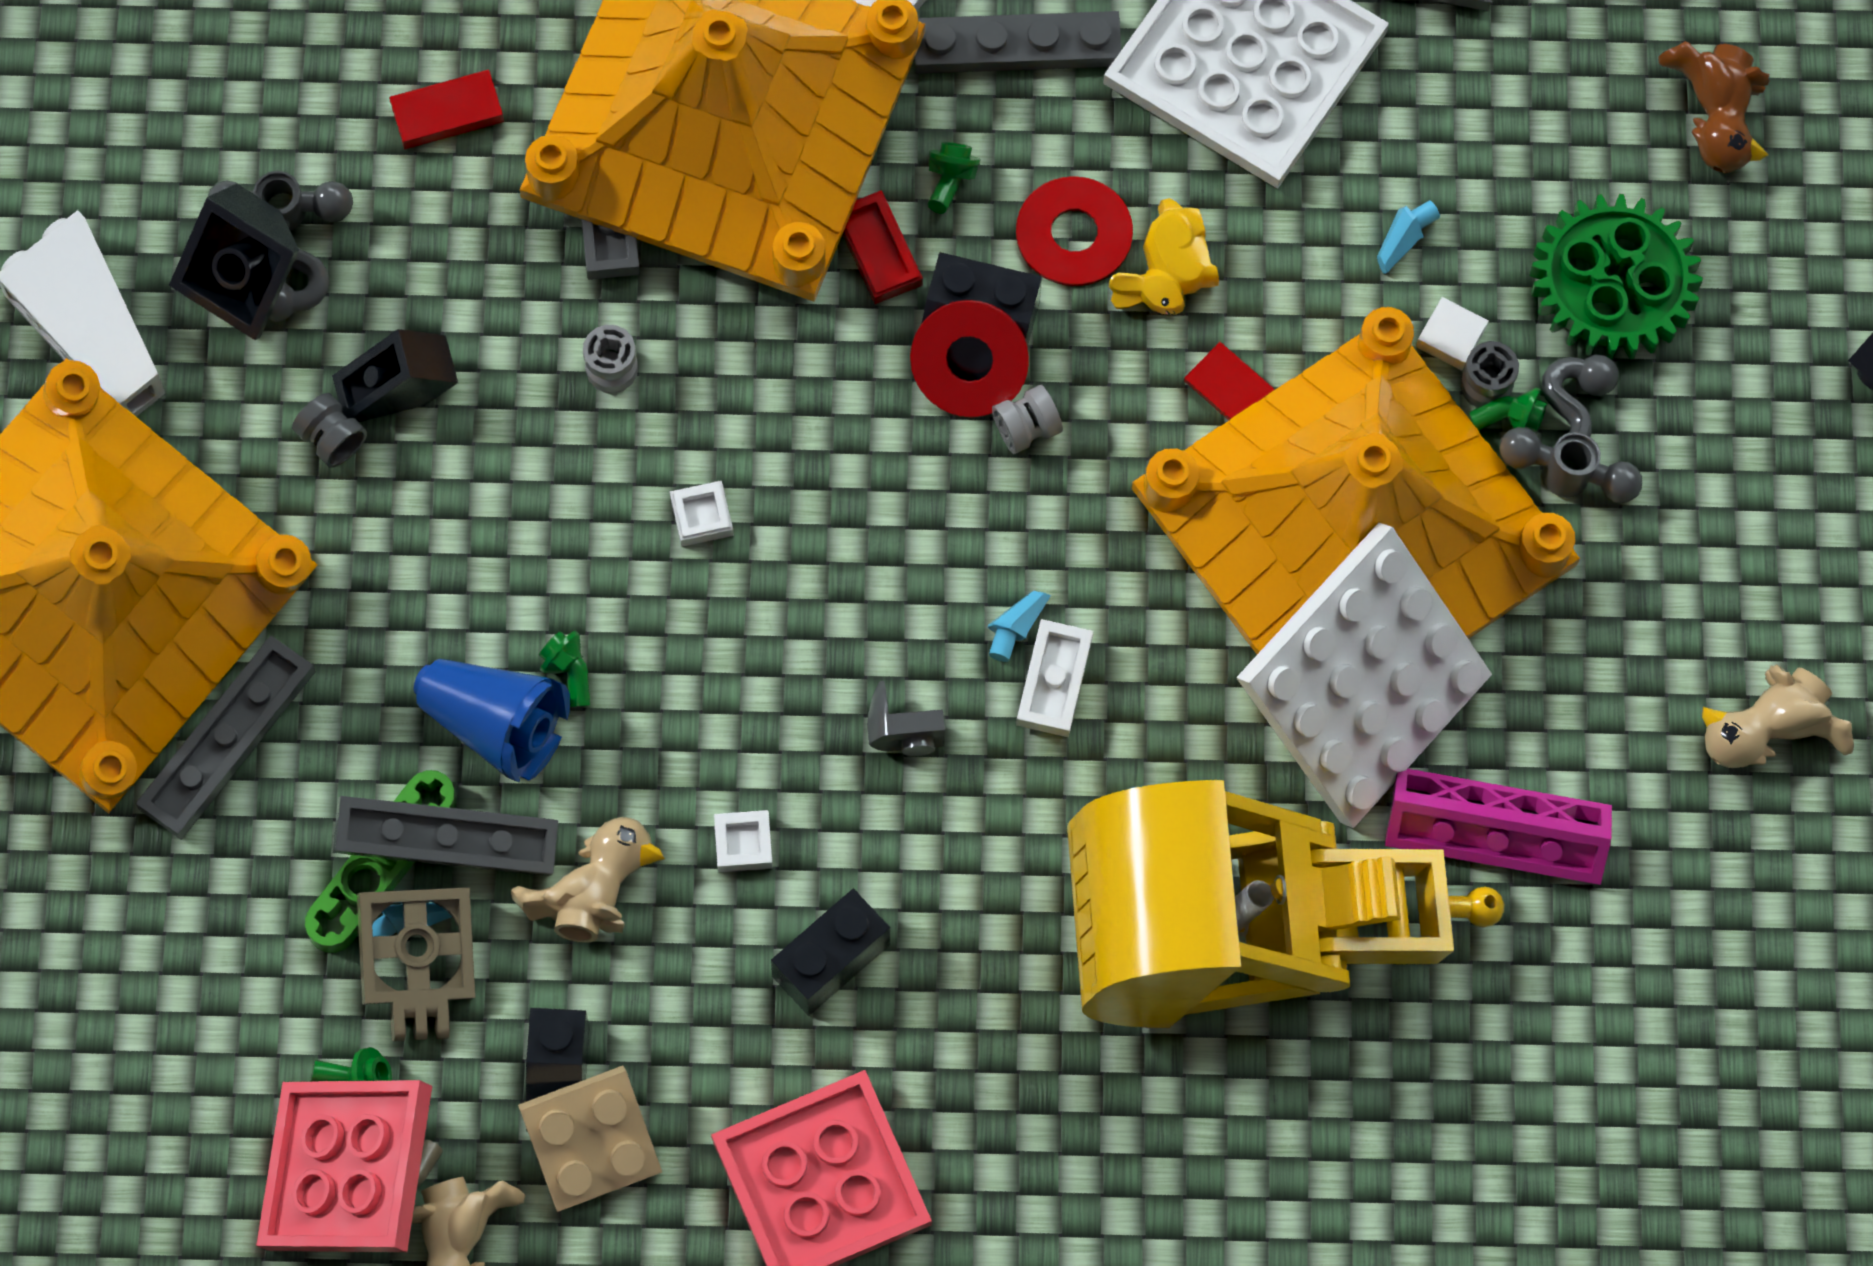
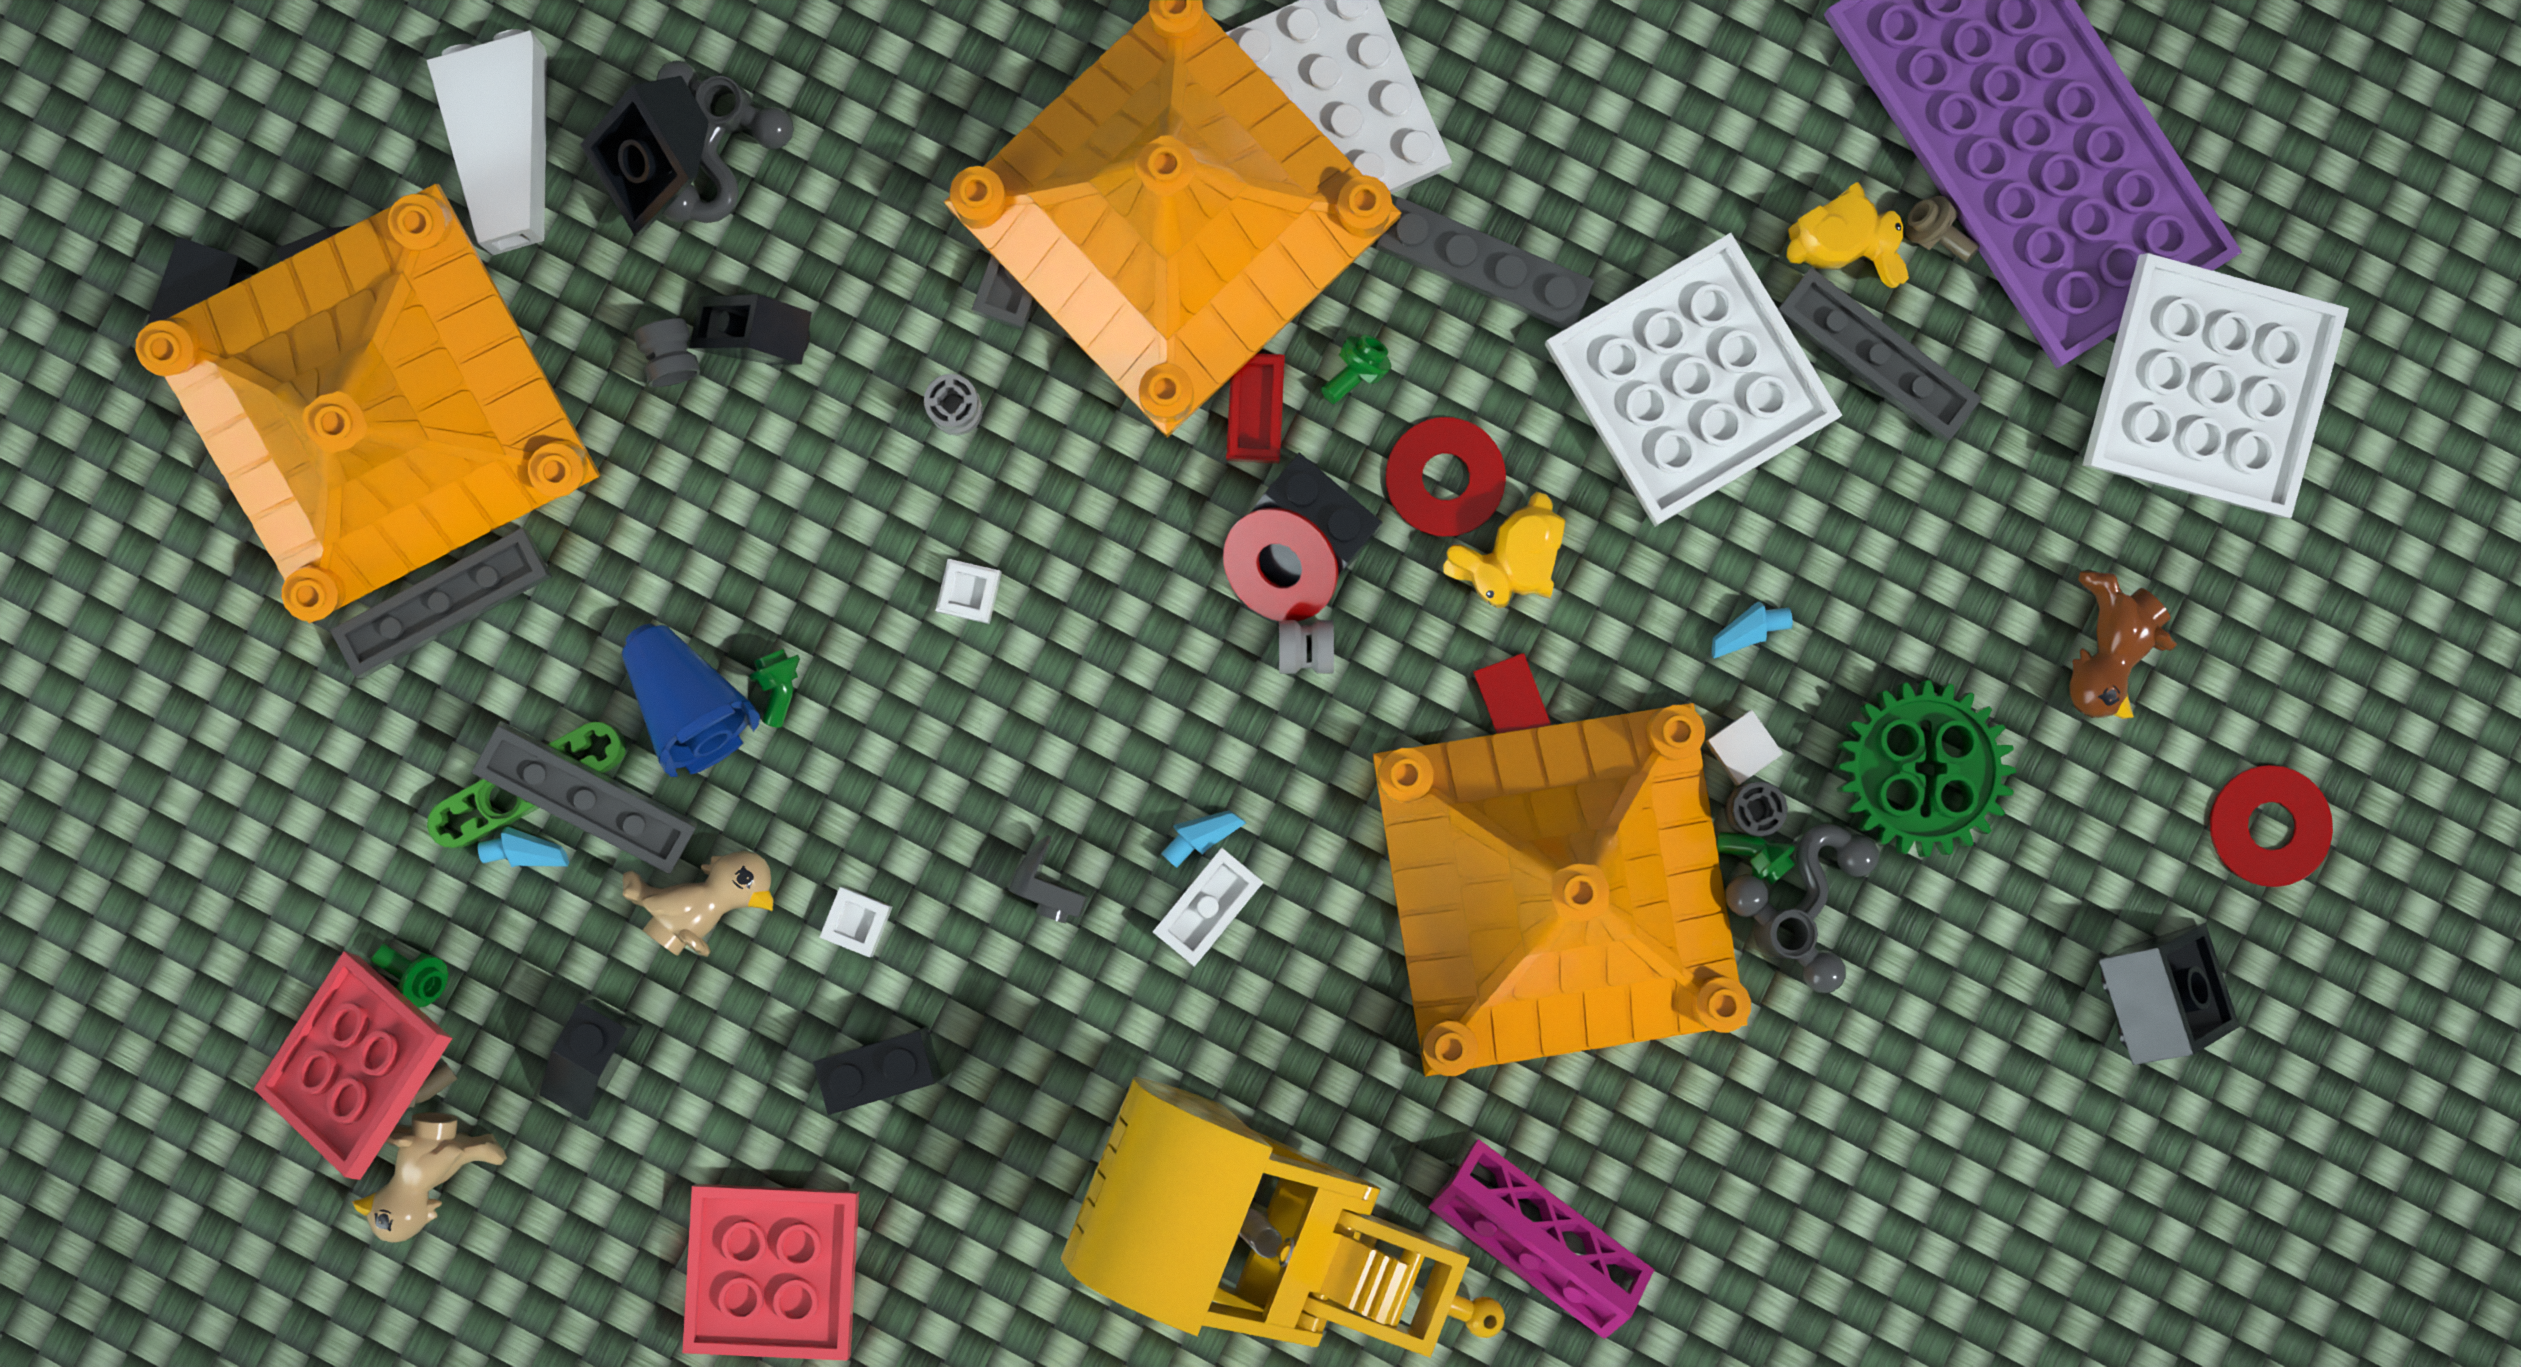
camera: 30 degrees right, 15 degrees up
(418, 999) = (498, 932): dark tan piece -> none
(446, 109) = (924, 82): red tile -> none
(590, 1138) = (583, 1138): tan plate -> none
(1365, 675) = (1481, 1060): white plate -> none
(1786, 710) = (1857, 1265): tan animal -> none

